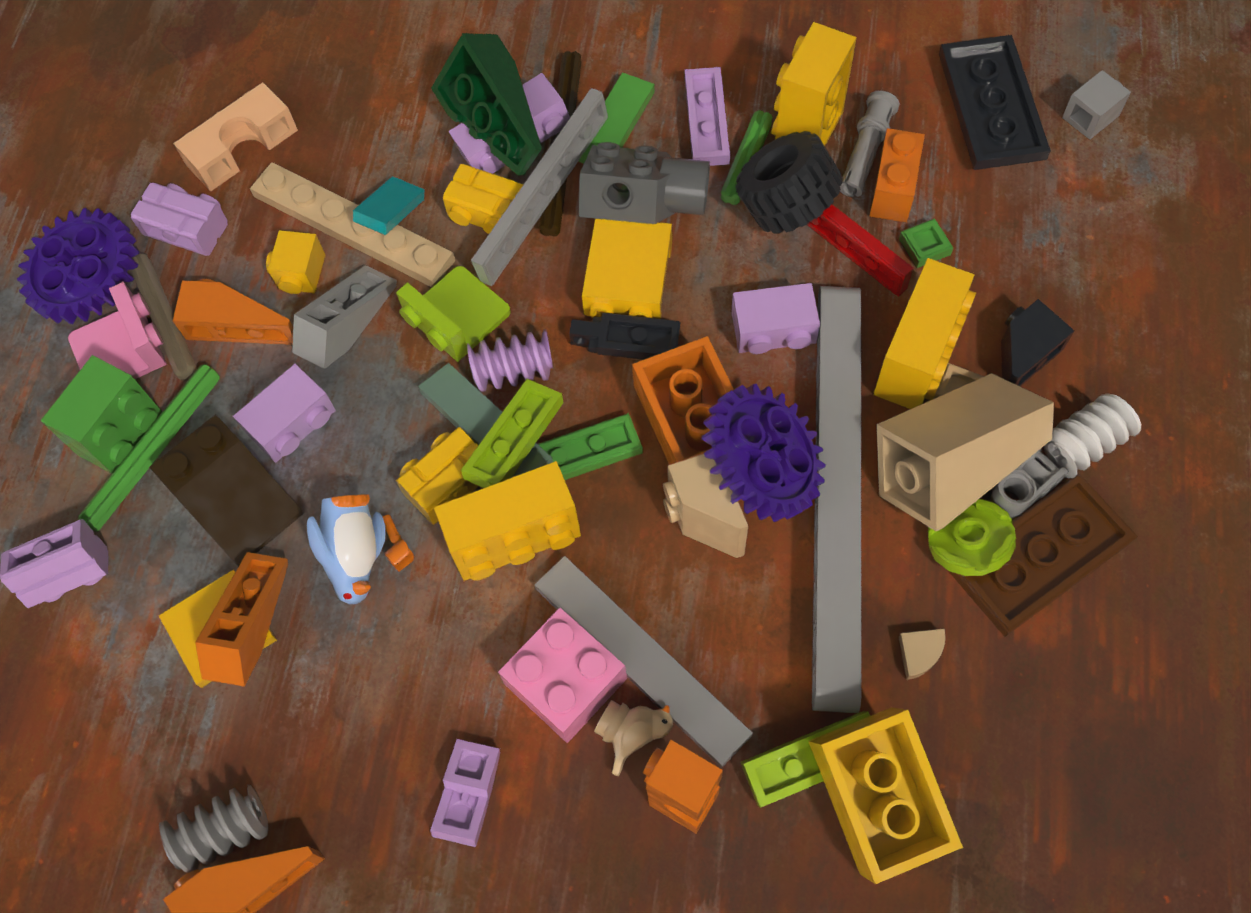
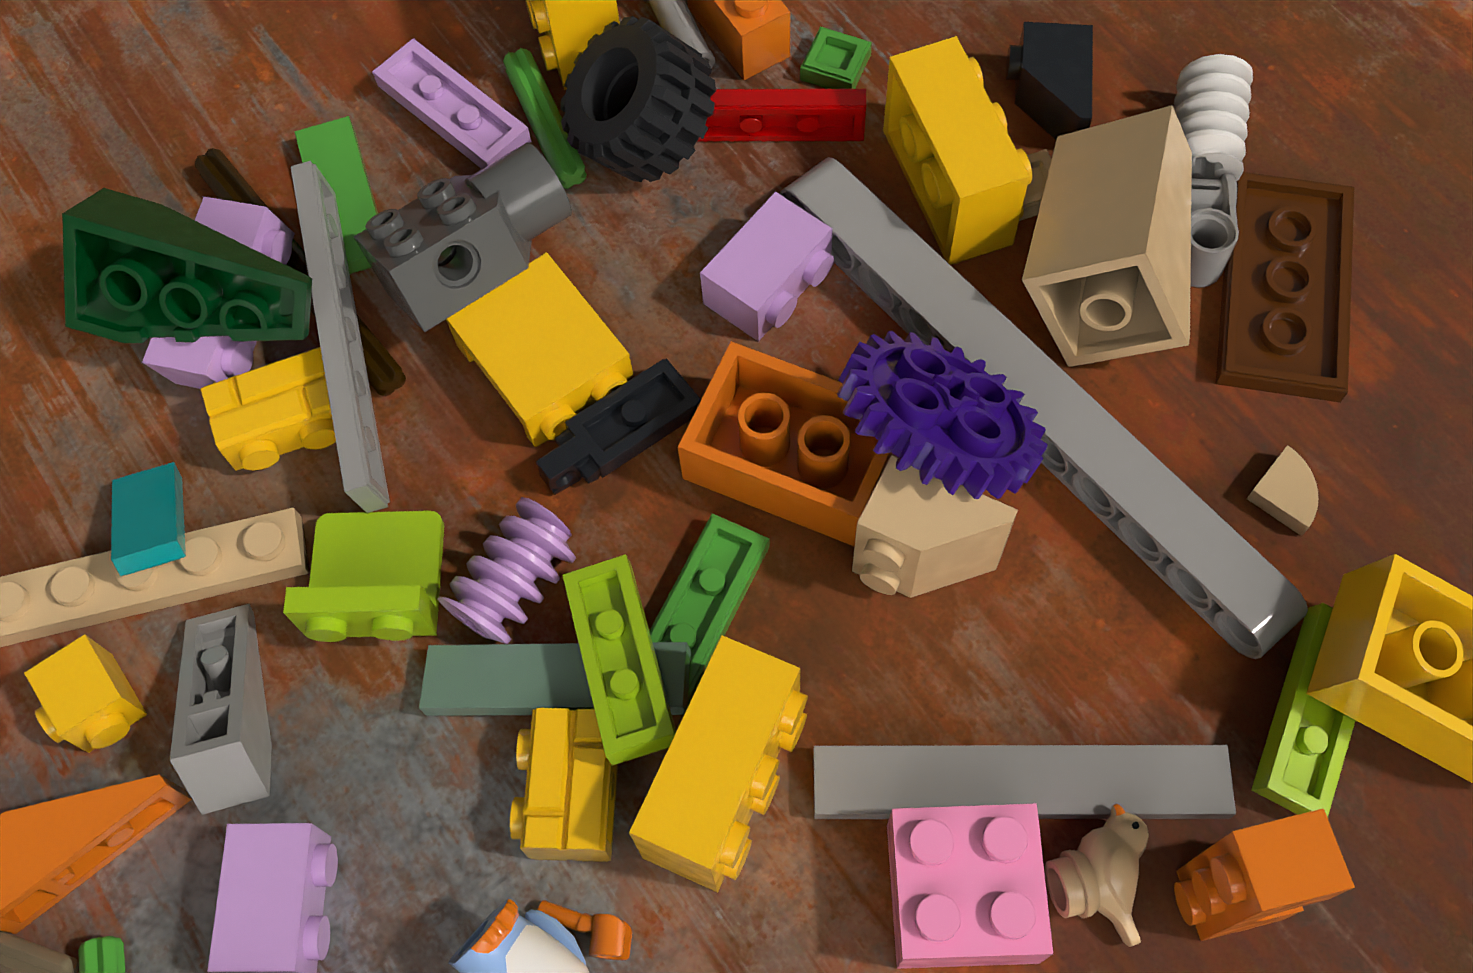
camera: 45 degrees left, 0 degrees up
(975, 540) = (1228, 327): lime tile -> none

